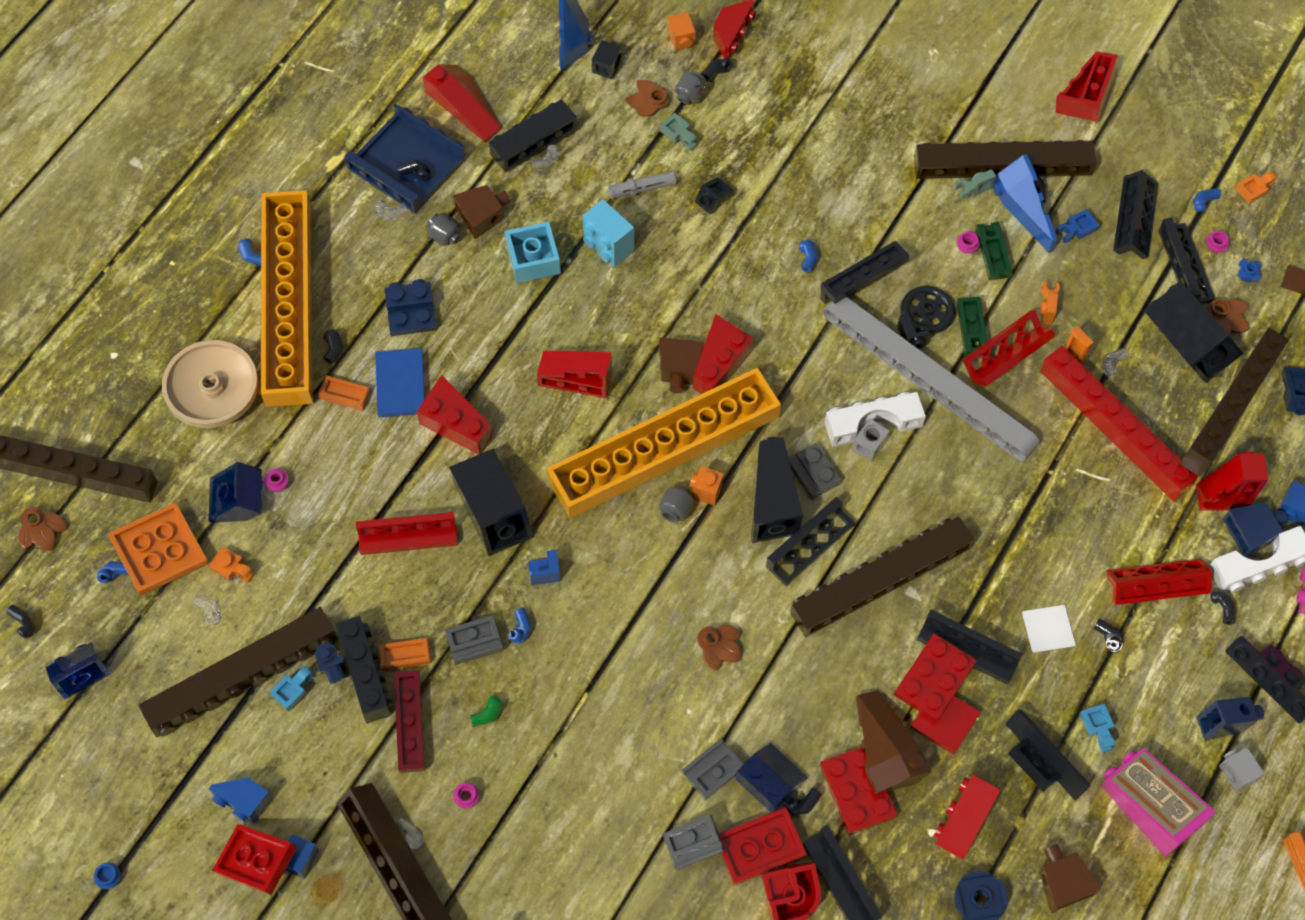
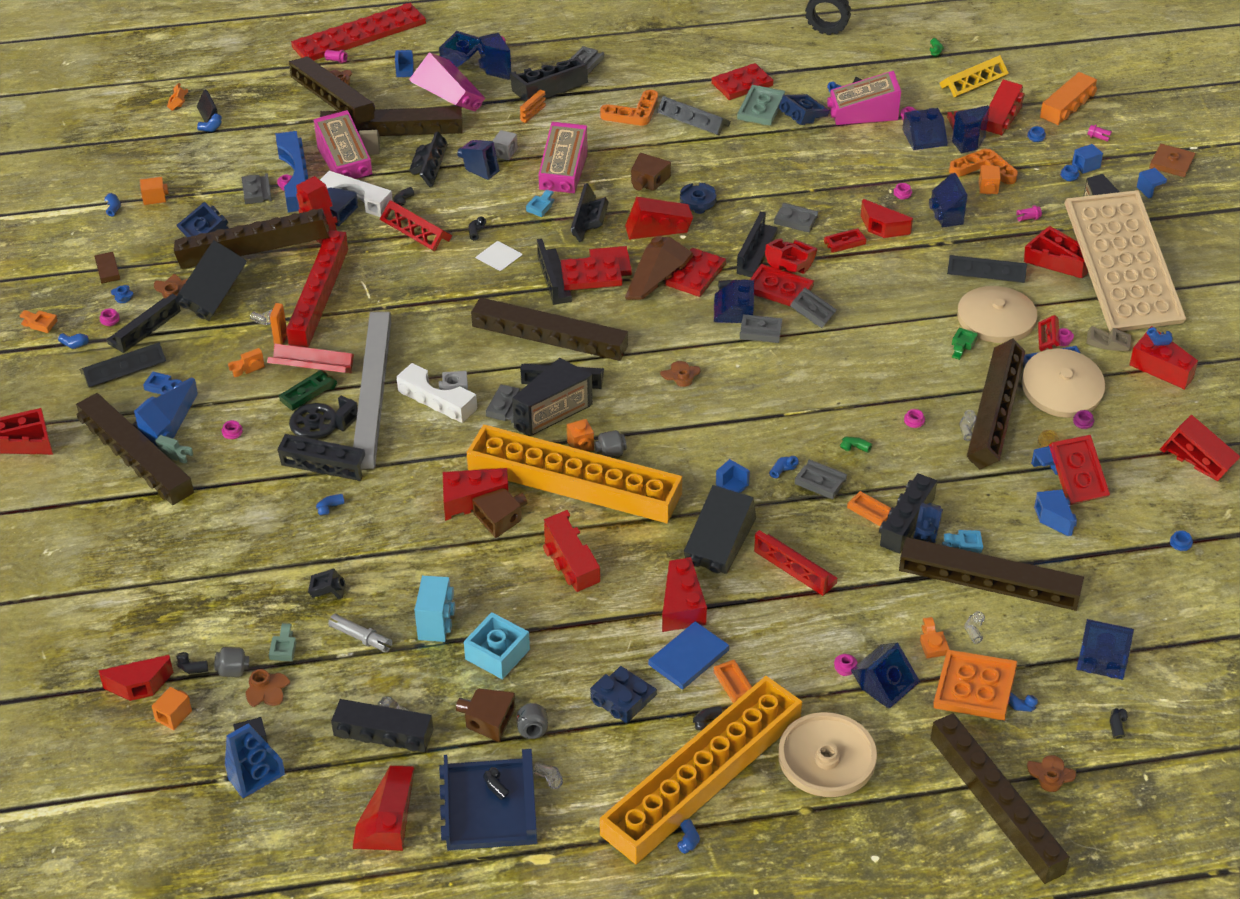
camera: 130 degrees left, 20 degrees down
(409, 722) = (897, 480): dark red plate -> none
(994, 251) = (227, 411): dark green plate -> none

